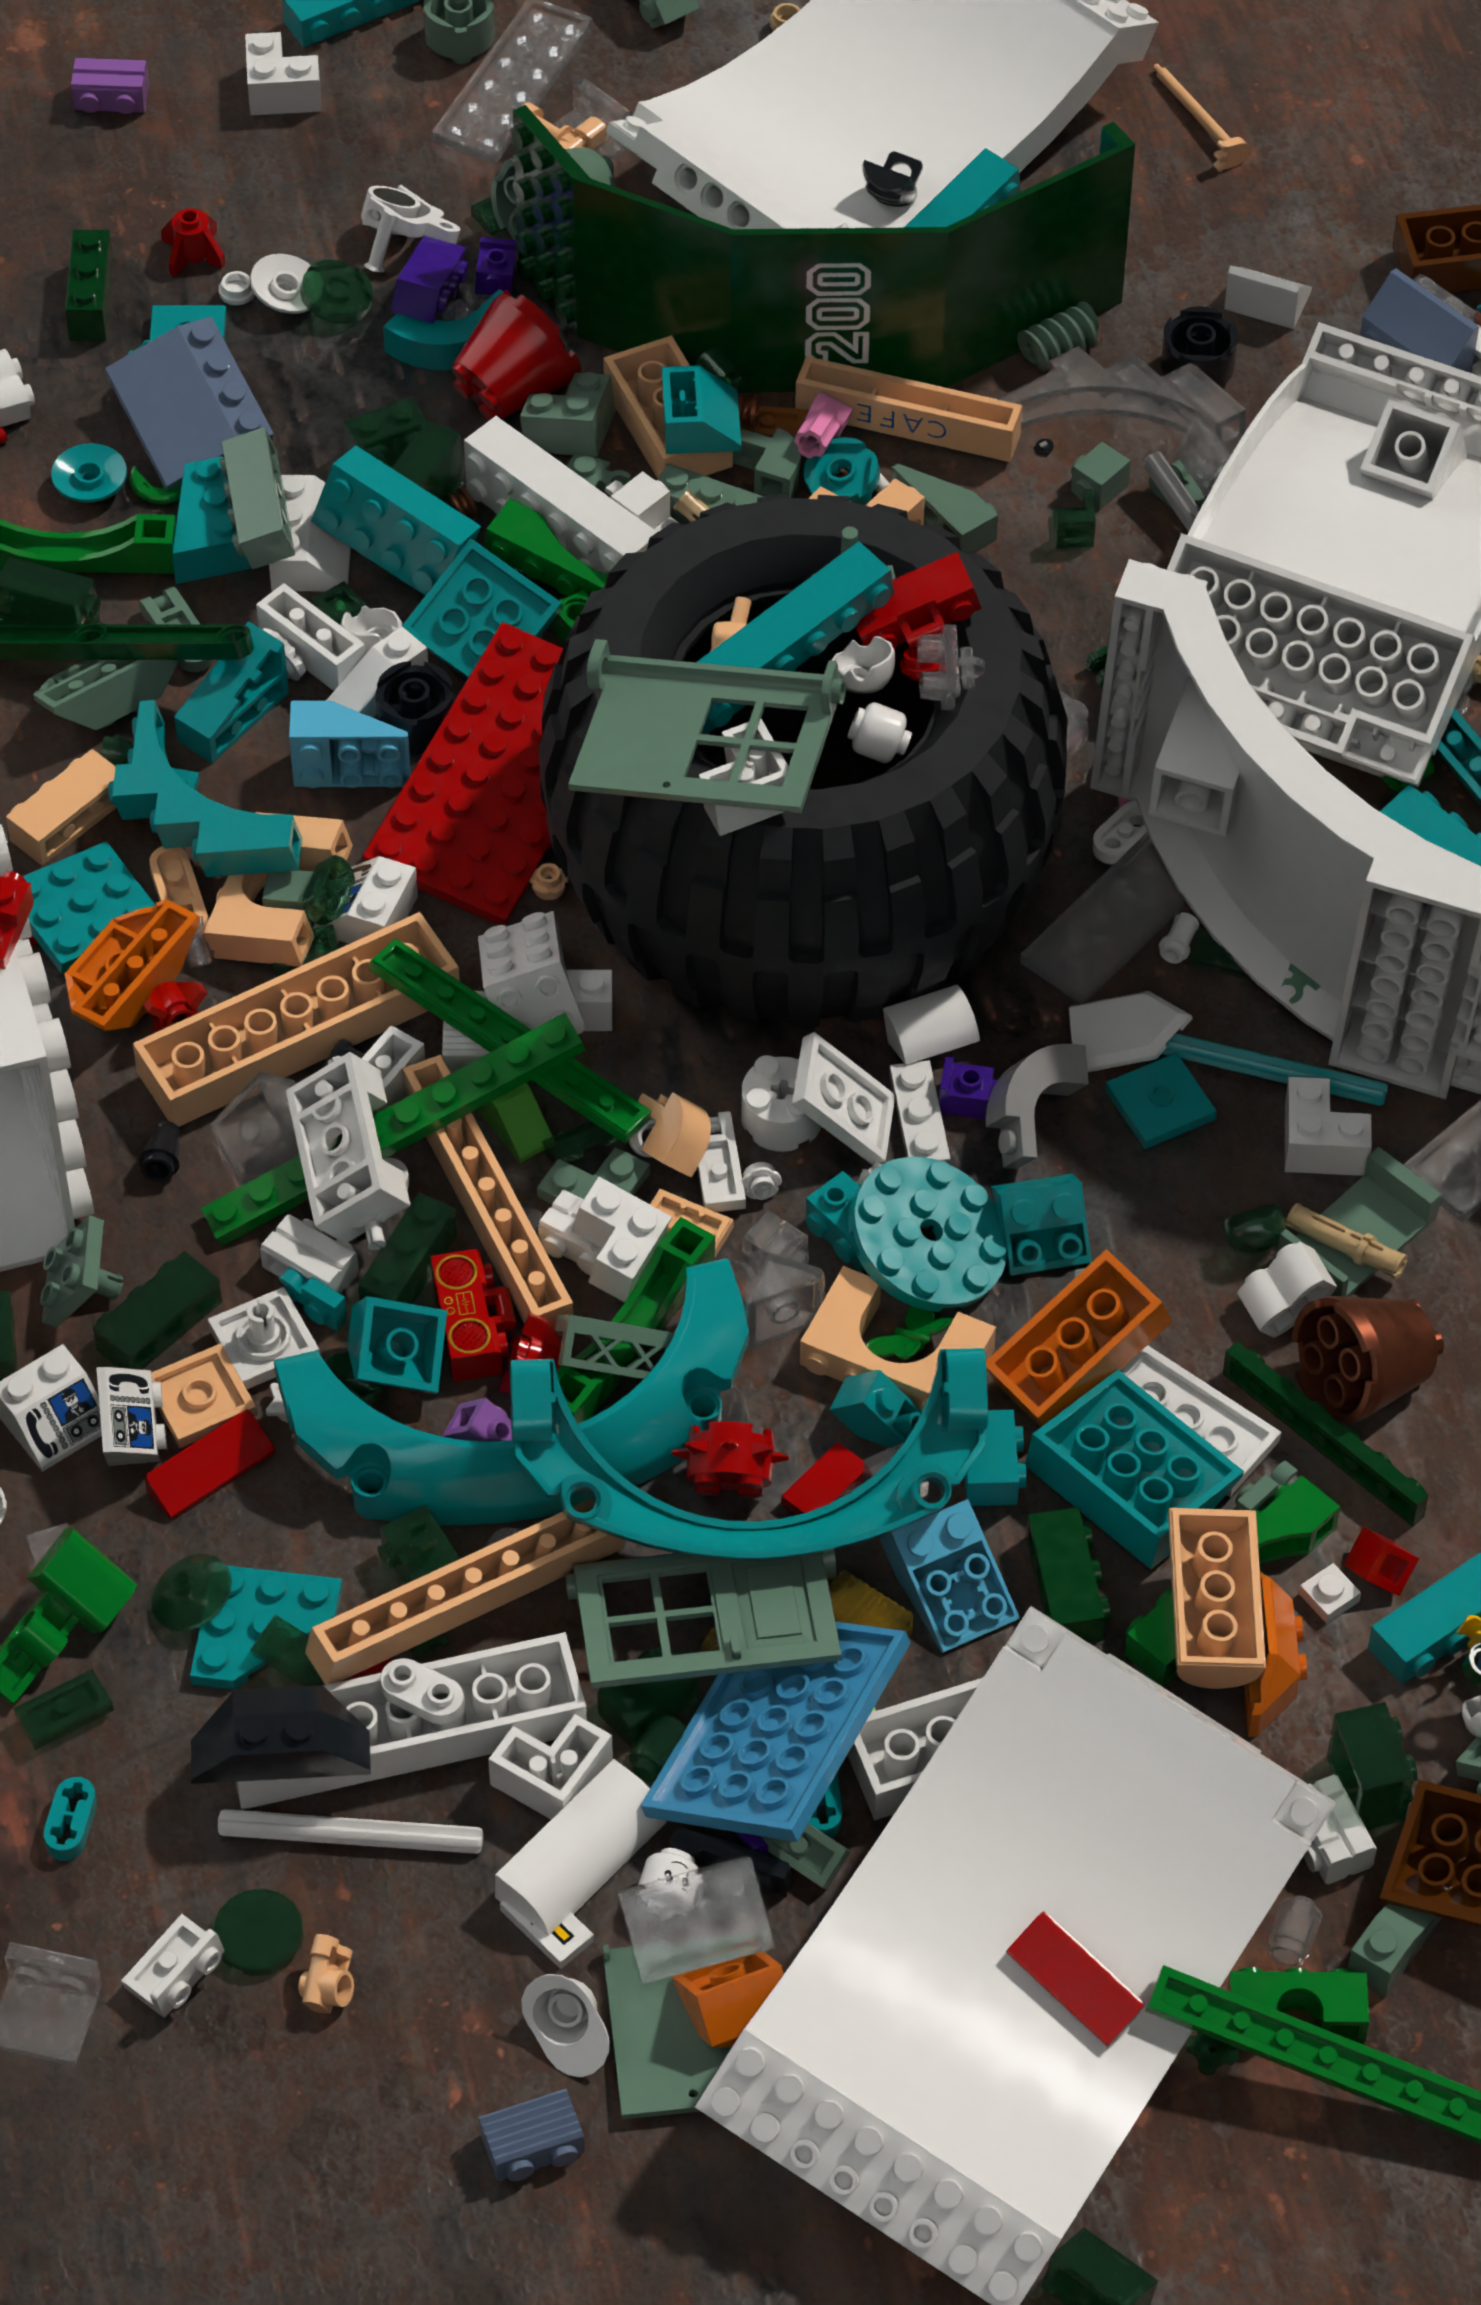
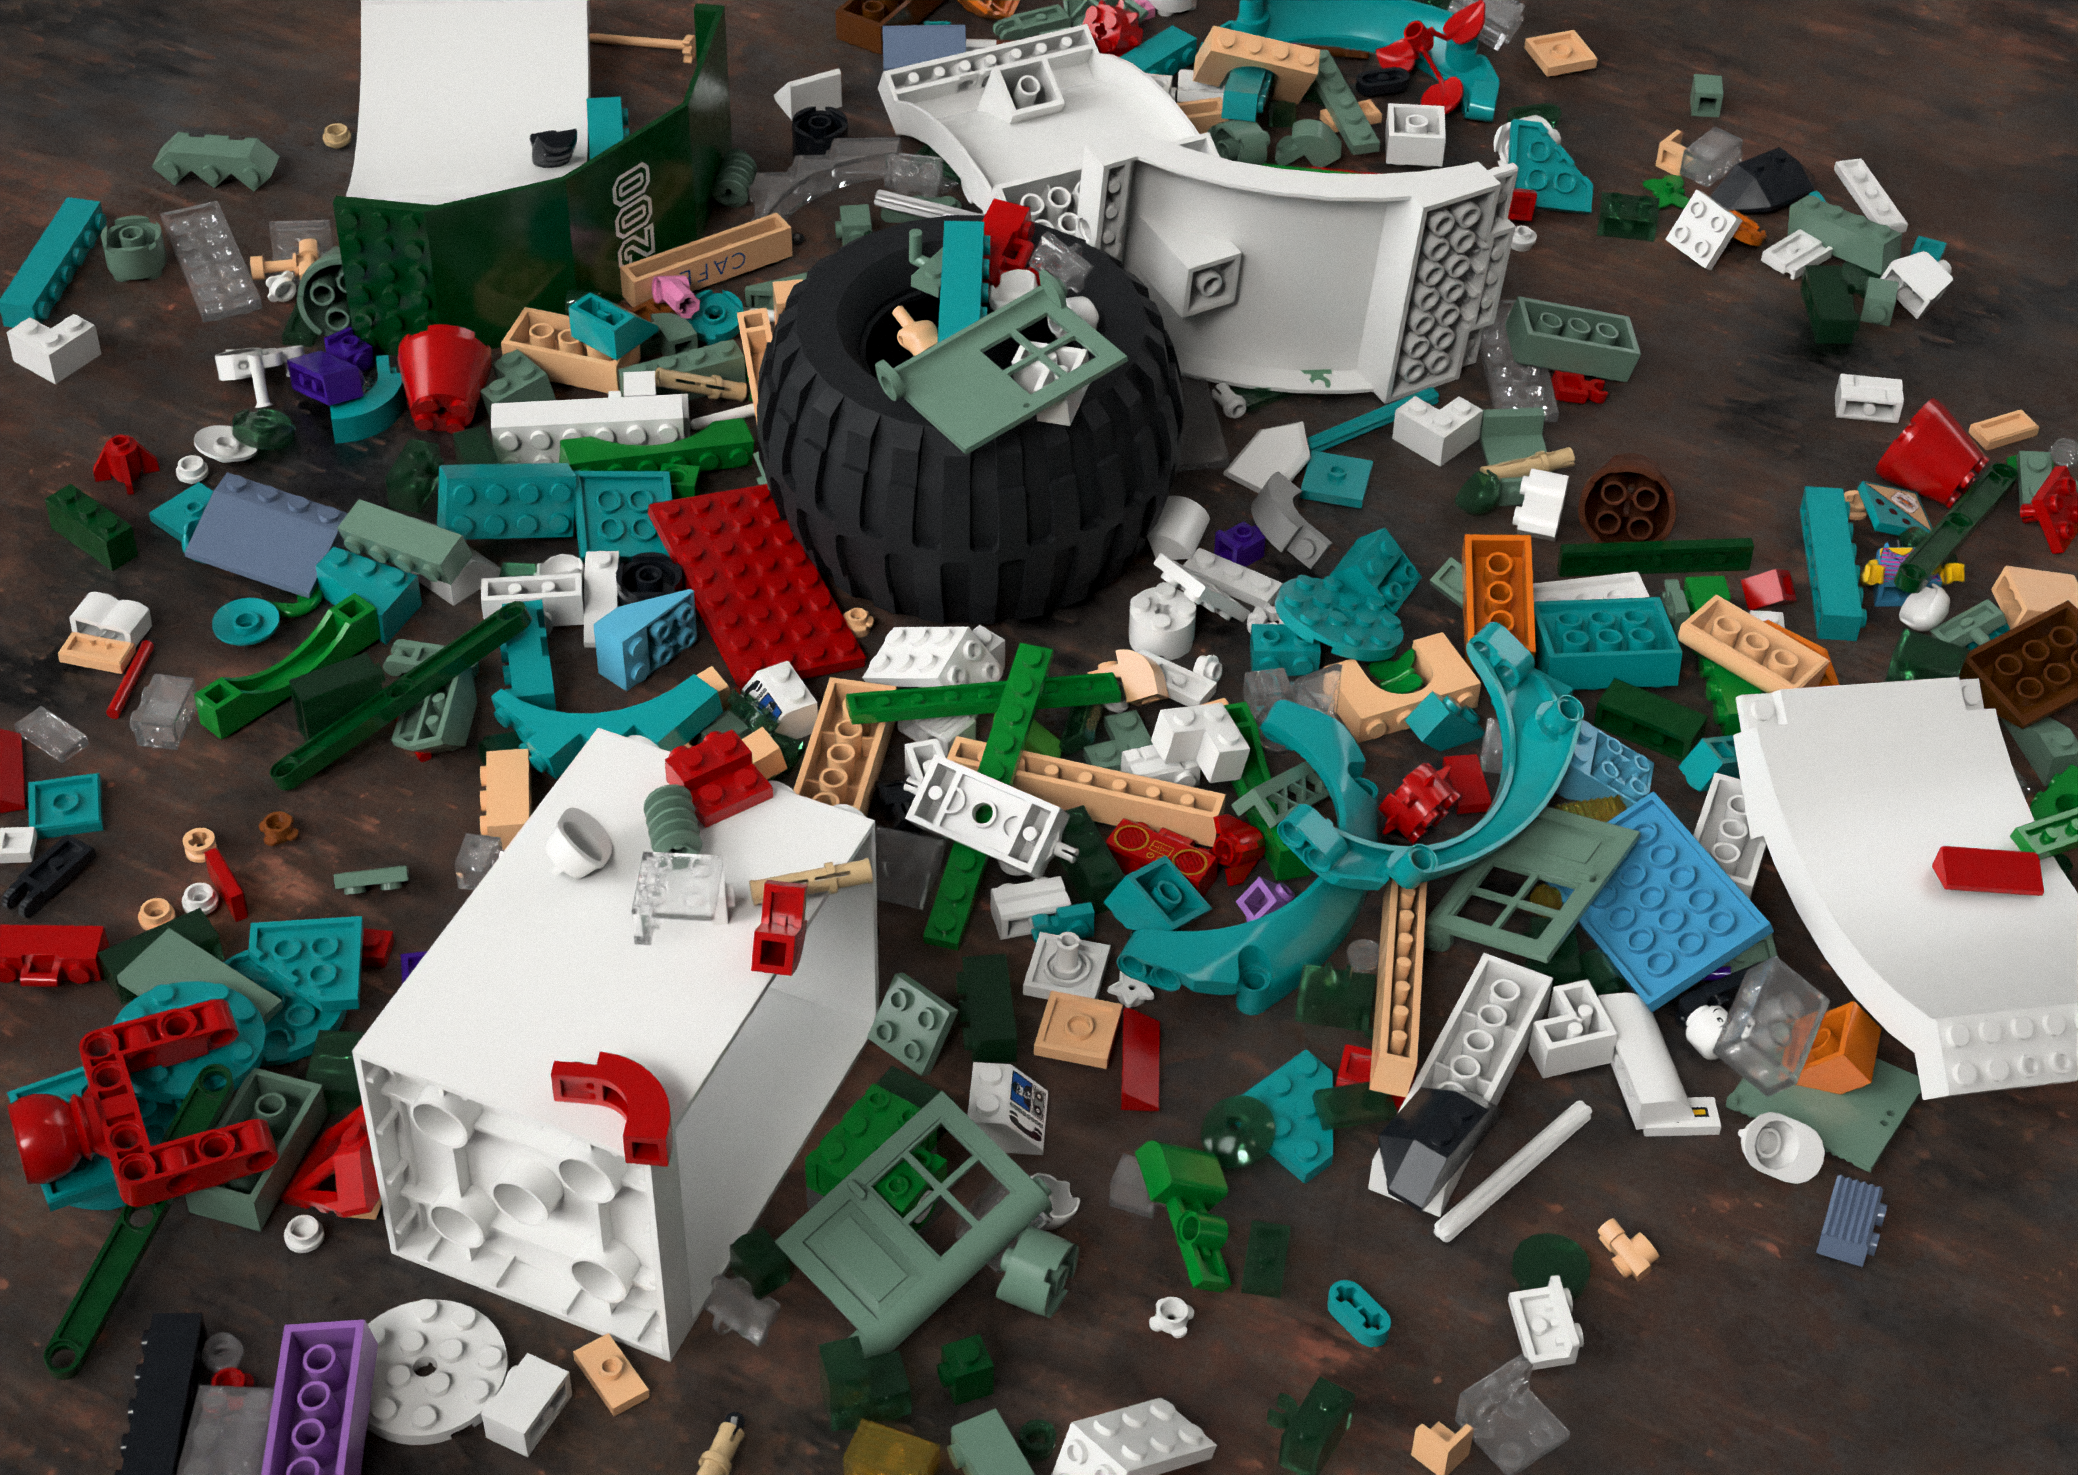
camera: 50 degrees left, 10 degrees down
(129, 1415) = (1067, 1069): white slope -> none
(419, 1691) = (1469, 1045): white plate -> none

